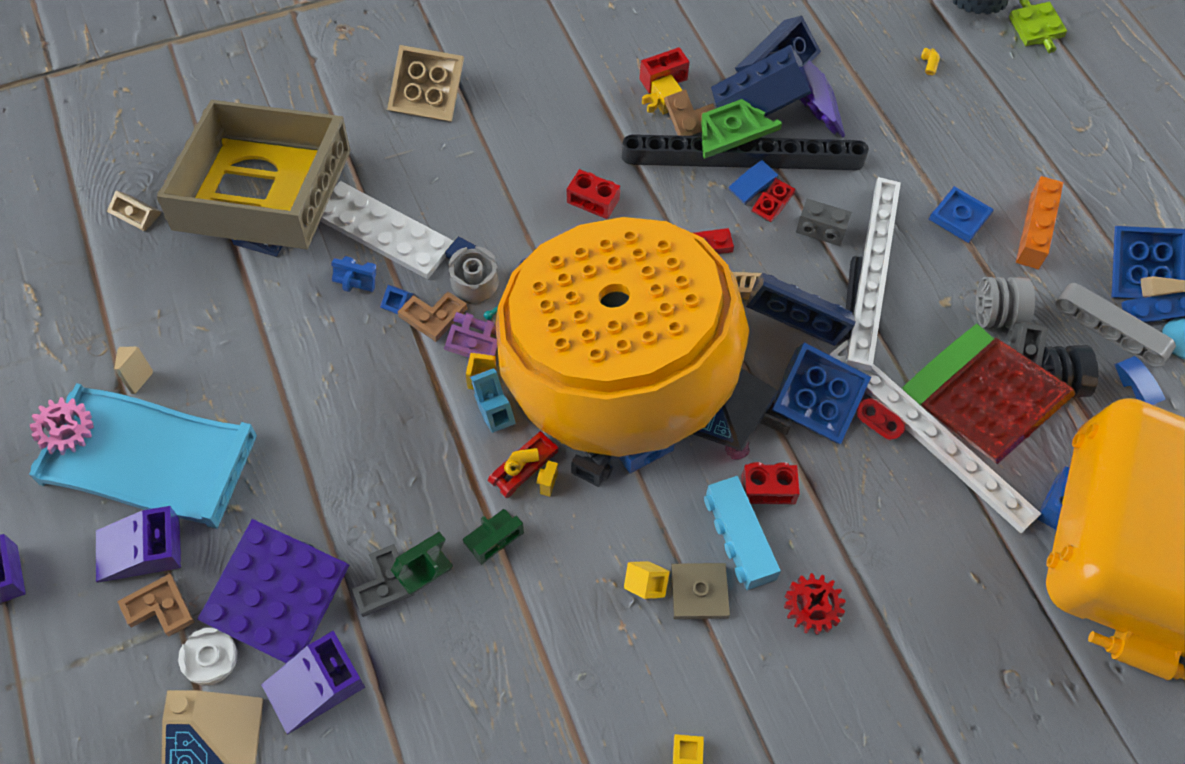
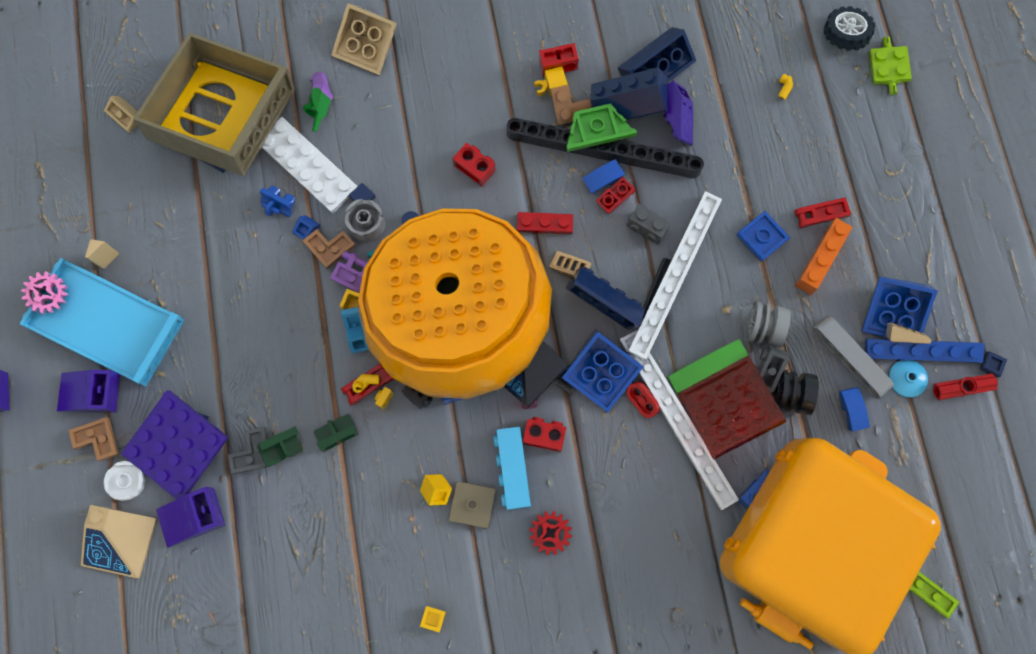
camera: 15 degrees right, 15 degrees up
(383, 155) = (319, 99): none -> green animal
(1019, 178) = (822, 212): none -> red plate

